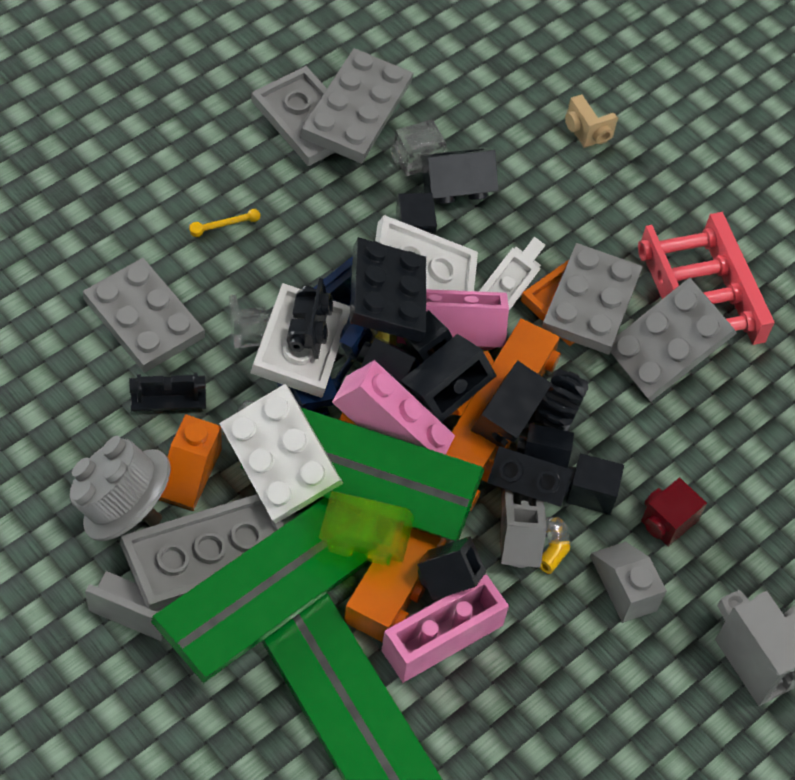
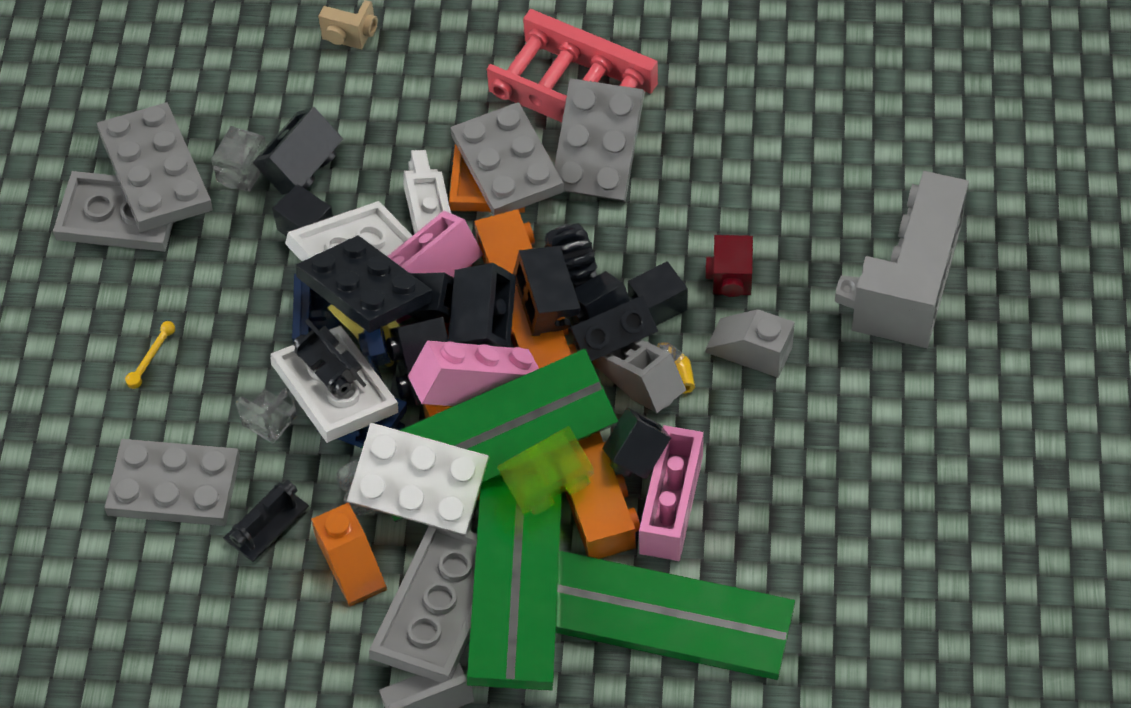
camera: 35 degrees left, 0 degrees up
(119, 488) = (328, 618): light grey piece -> none

